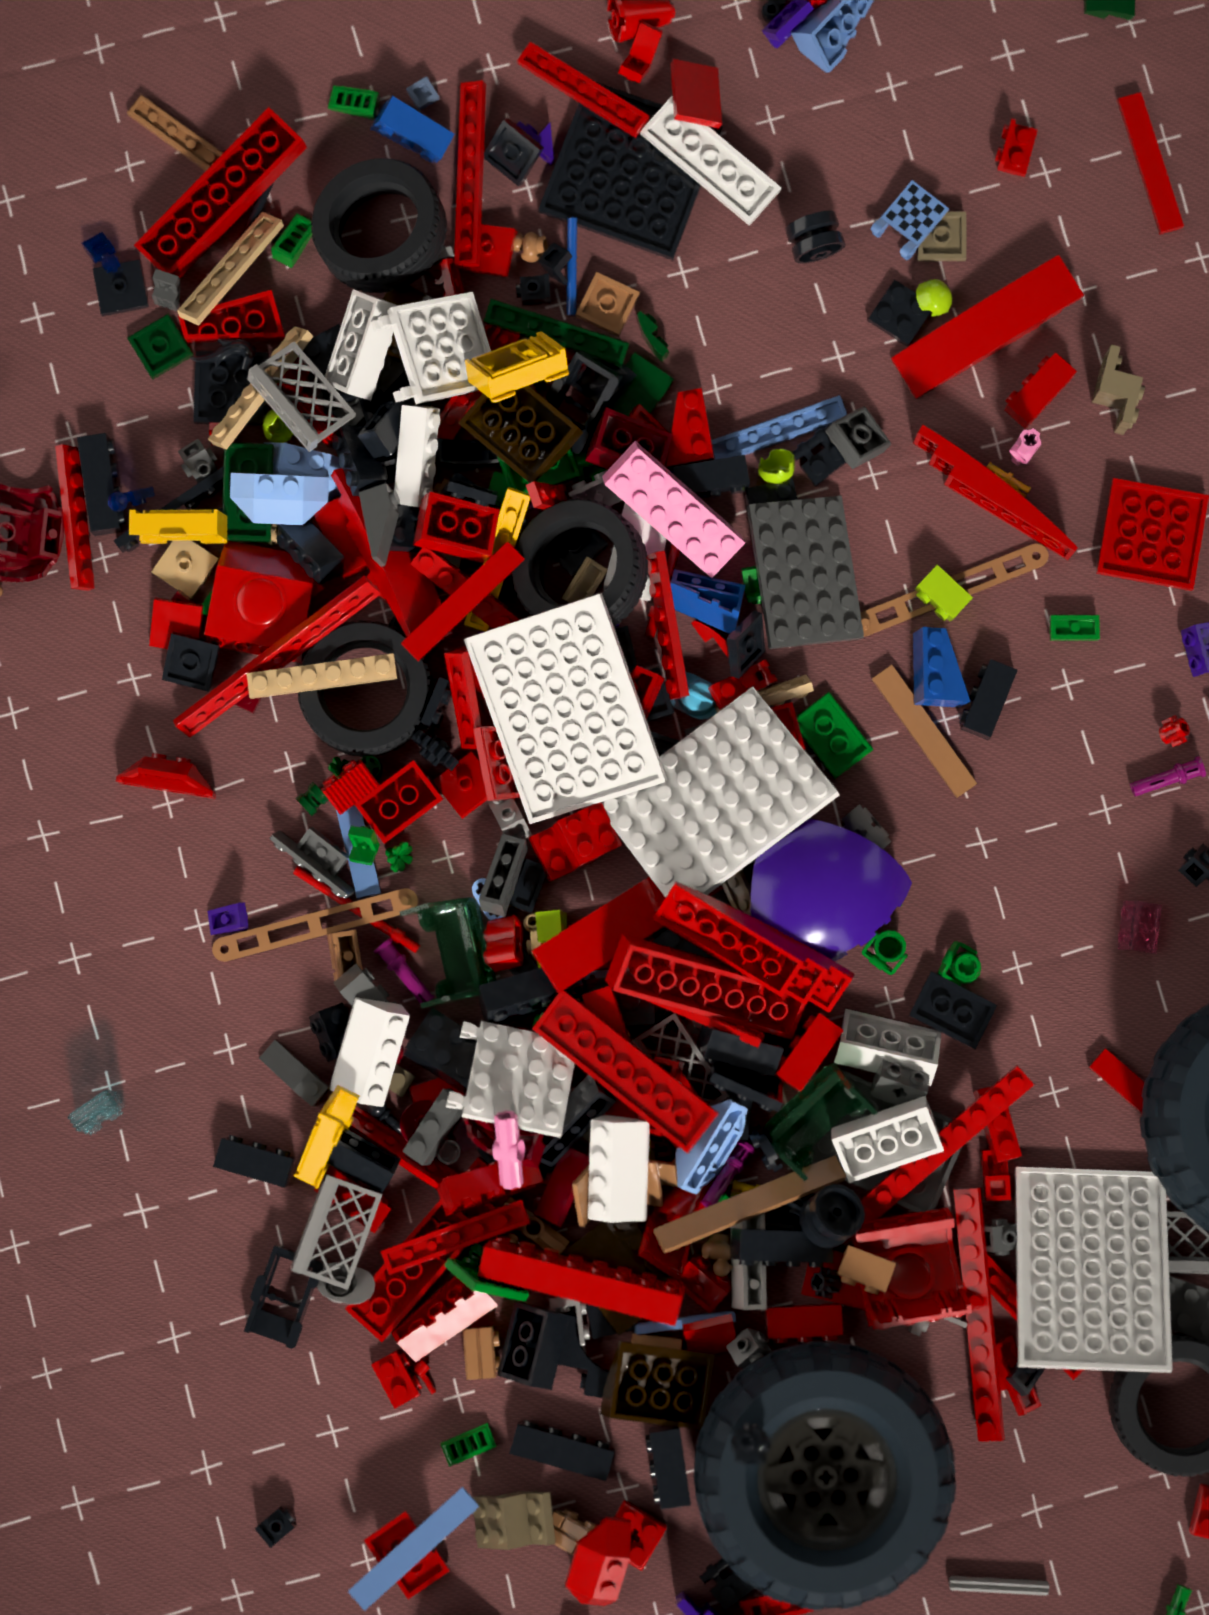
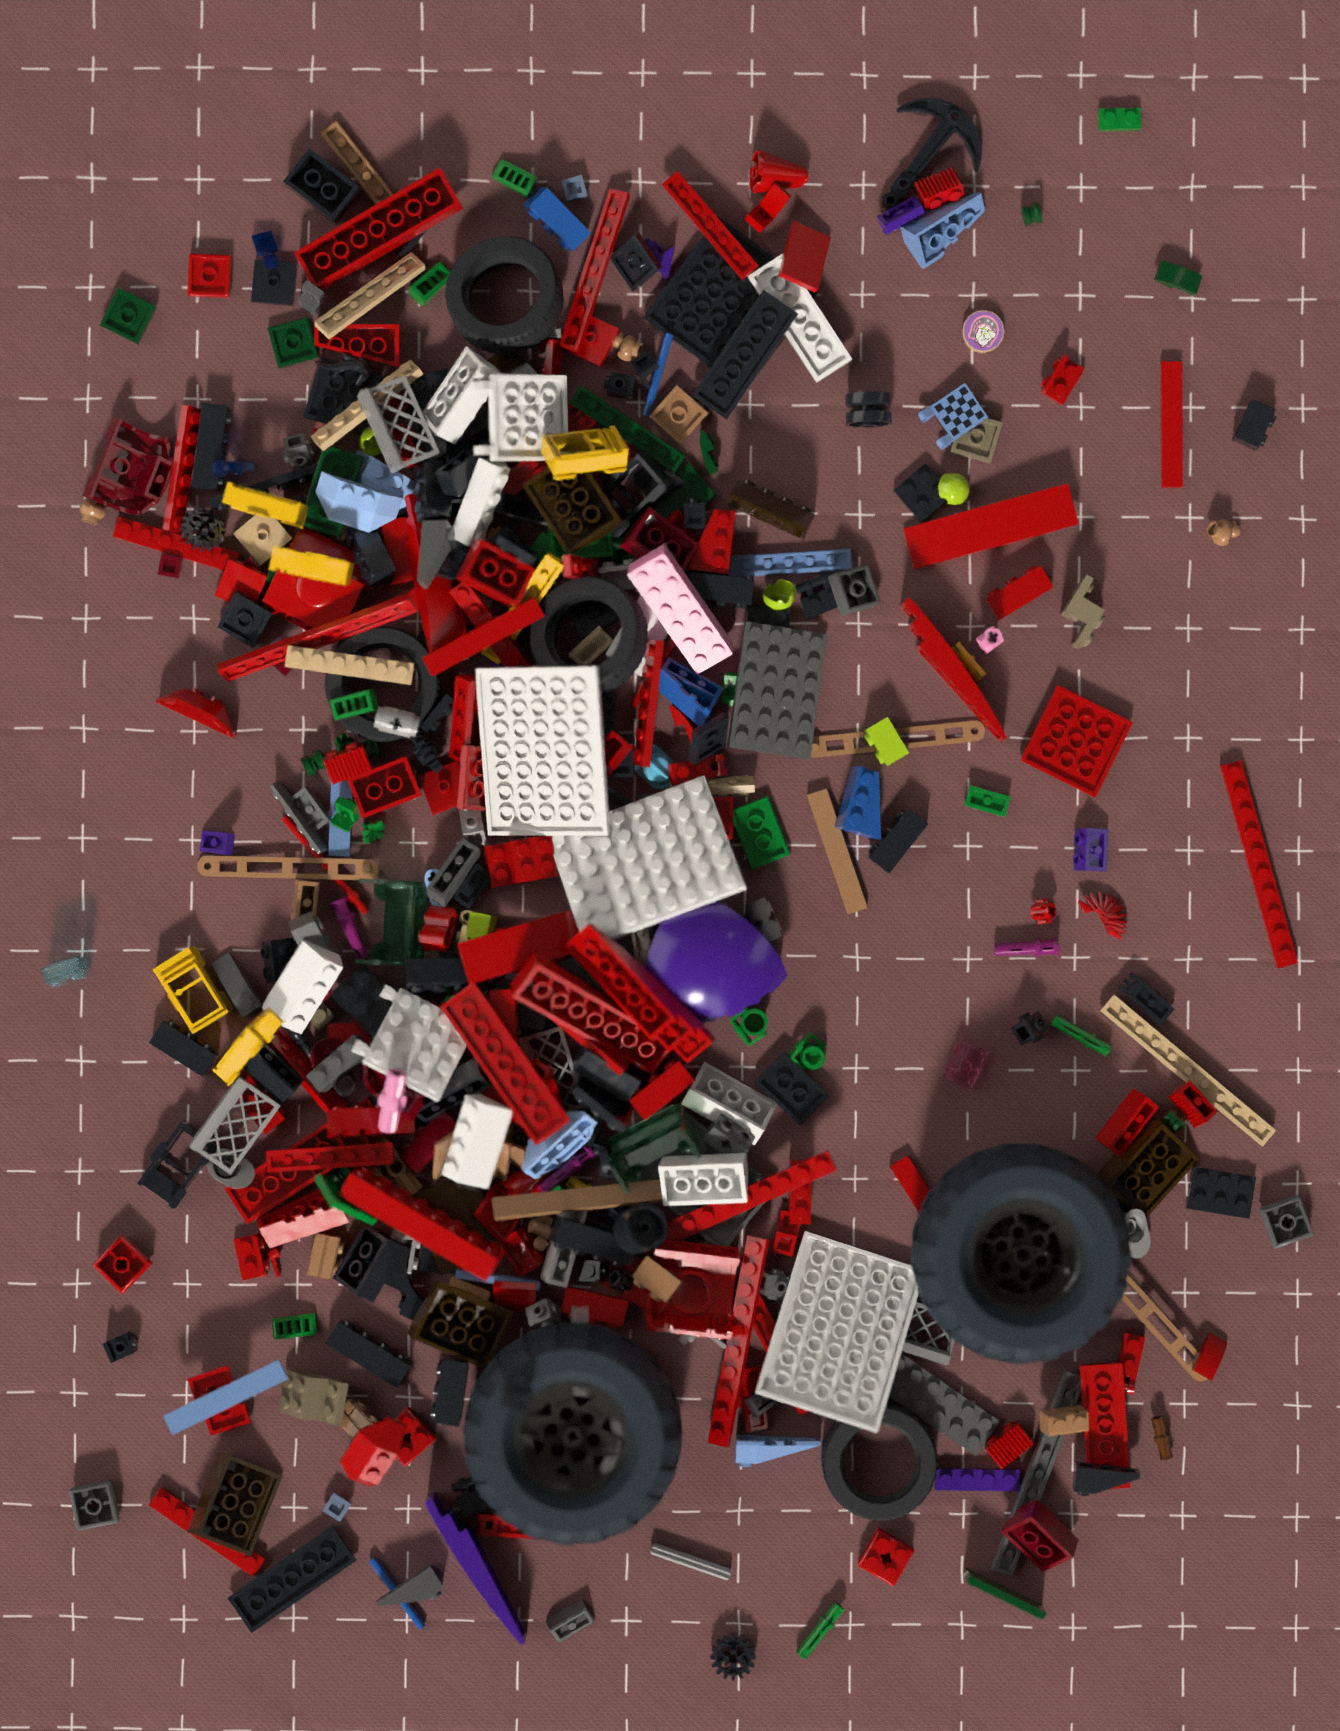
camera: 15 degrees right, 5 degrees up
(47, 299) = (209, 275): none -> red plate
(87, 602) = (171, 543): none -> red plate
(90, 627) = (170, 566): none -> dark red plate
(124, 582) = (191, 529): none -> black gear
(145, 167) = (322, 186): none -> black brick
(223, 1069) = (178, 966): none -> yellow piece
(236, 1432) = (123, 1277): none -> red brick
(269, 574) = (311, 565): none -> yellow piece
(358, 709) = (371, 700): none -> green slope
(378, 718) = (408, 721): none -> light grey piece
(657, 404) = (694, 514): none -> black bracket
(662, 215) = (745, 354): none -> black plate
(740, 377) = (770, 509): none -> dark brown slope
(790, 1282) = (593, 1271): none -> black bracket
(791, 1336) = (580, 1315): none -> clear wheel
(914, 121) = (983, 331): none -> tile
(1042, 1430) = (759, 1448): none -> medium blue wedge

